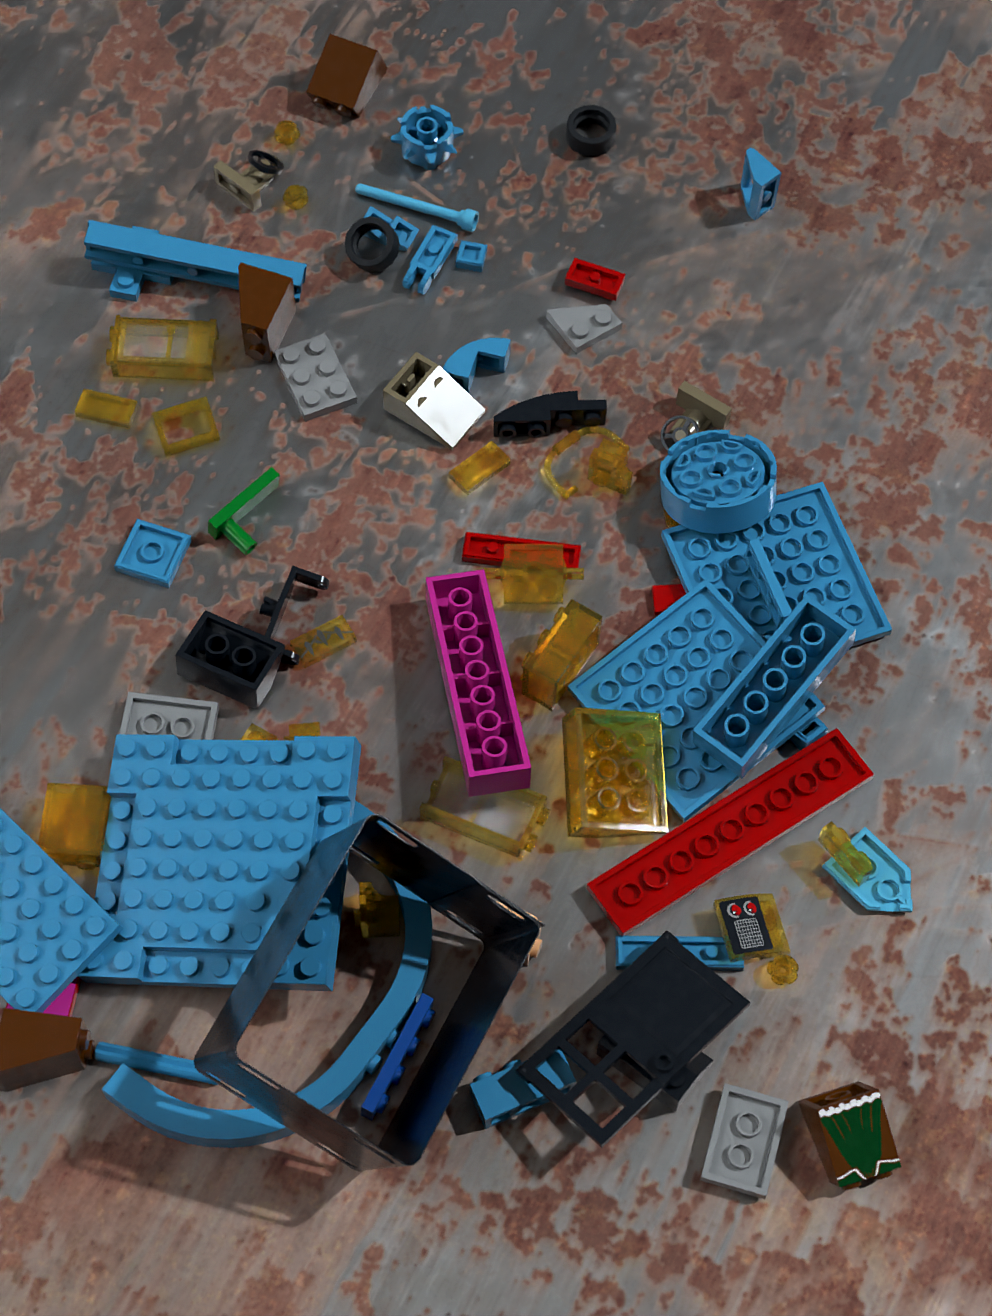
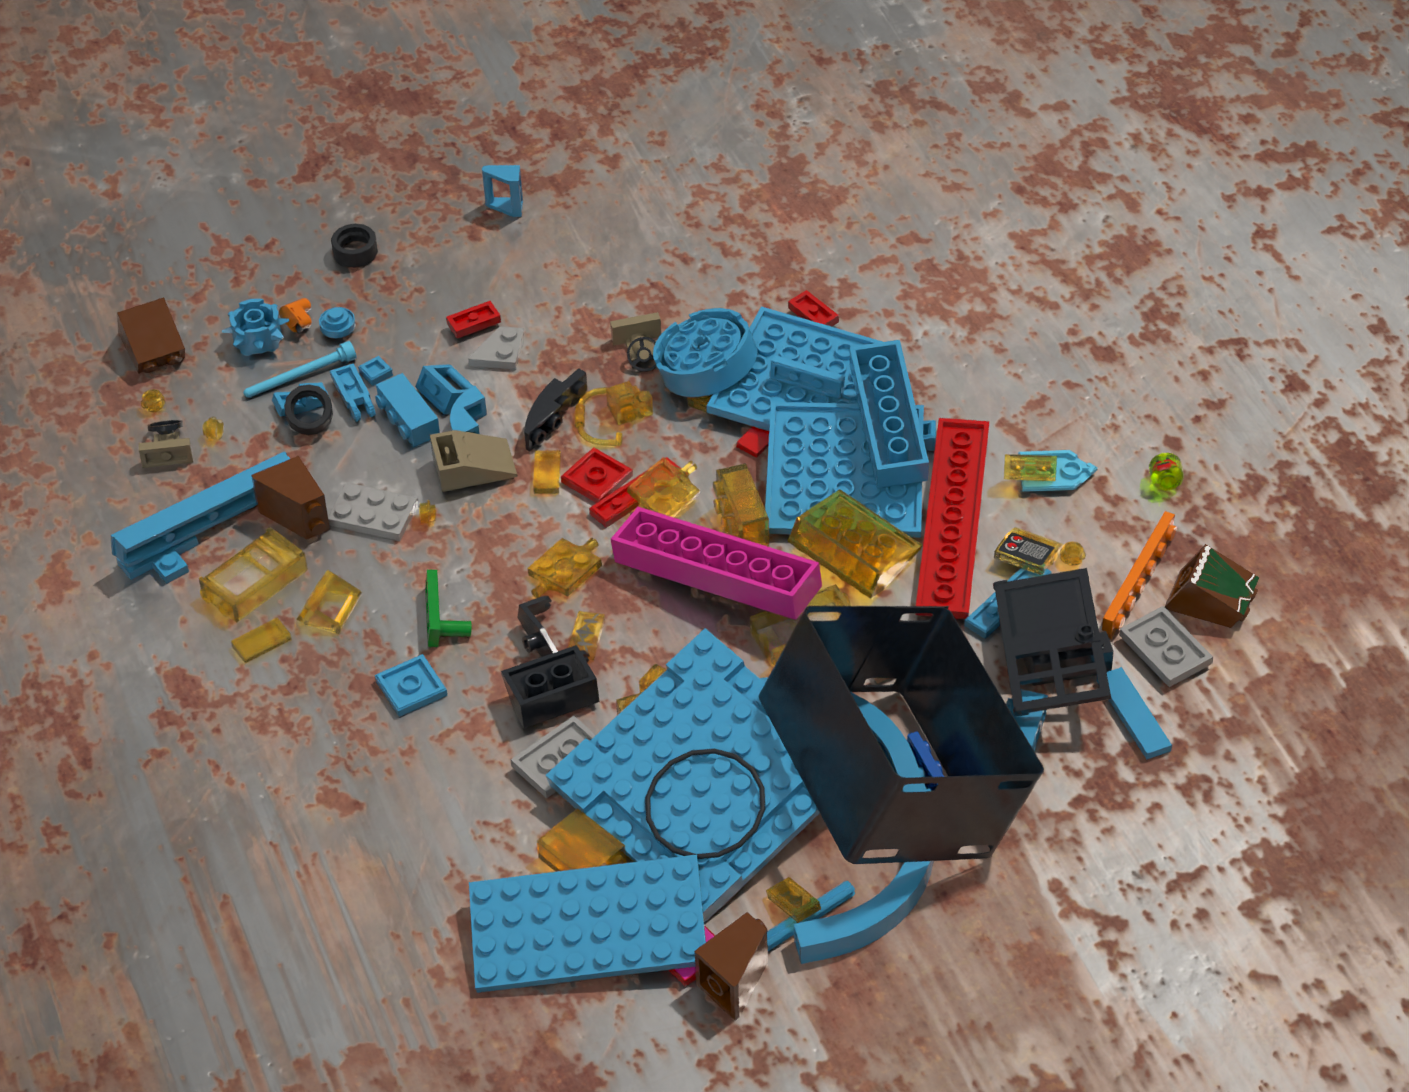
camera: 45 degrees left, 15 degrees down
(161, 1039) = (793, 899): none -> clear yellow tile
(168, 951) = (703, 752): none -> black piece
(347, 416) = (427, 512): none -> clear yellow plate
(383, 565) = (564, 567): none -> clear yellow plate
(443, 313) = (407, 409): none -> dark azure brick
(469, 153) = (297, 315): none -> orange piece
(488, 315) = (438, 389): none -> dark azure tile
(493, 187) = (337, 322): none -> dark azure plate
(511, 508) = (596, 475): none -> red tile
(638, 1172) = (1136, 715): none -> dark azure tile
(798, 1052) = (1136, 579): none -> orange plate
(867, 526) = (811, 308): none -> red plate
(962, 977) = (1166, 471): none -> clear neon green head

